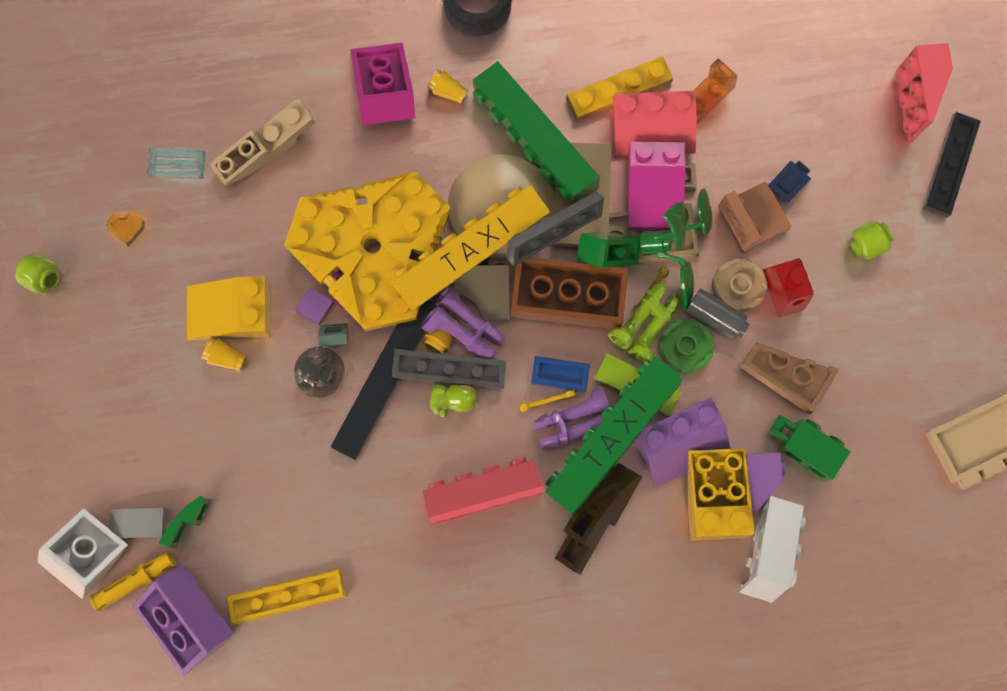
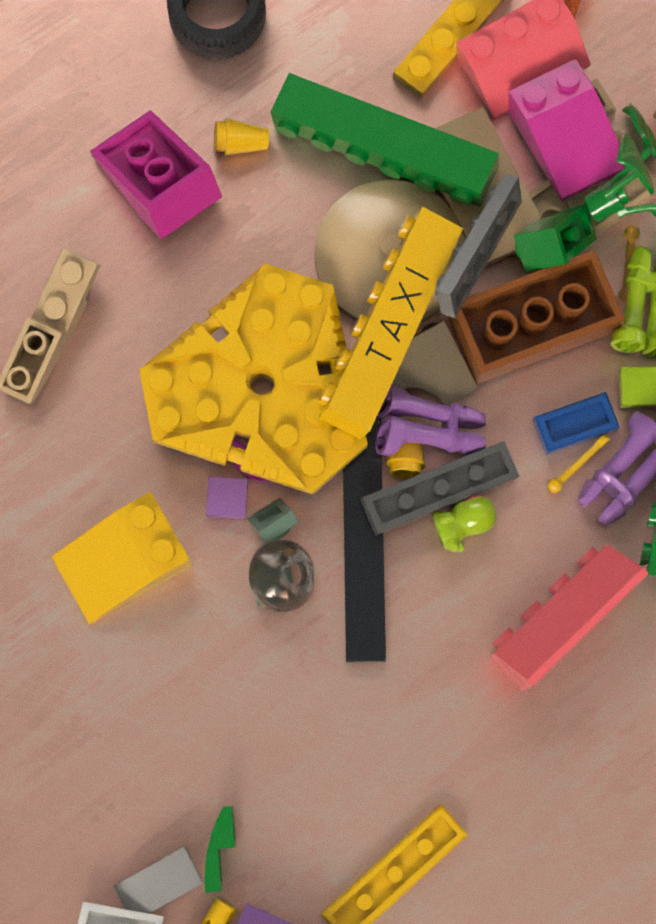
camera: 25 degrees left, 0 degrees up
(222, 355) = (148, 618): yellow cone -> none

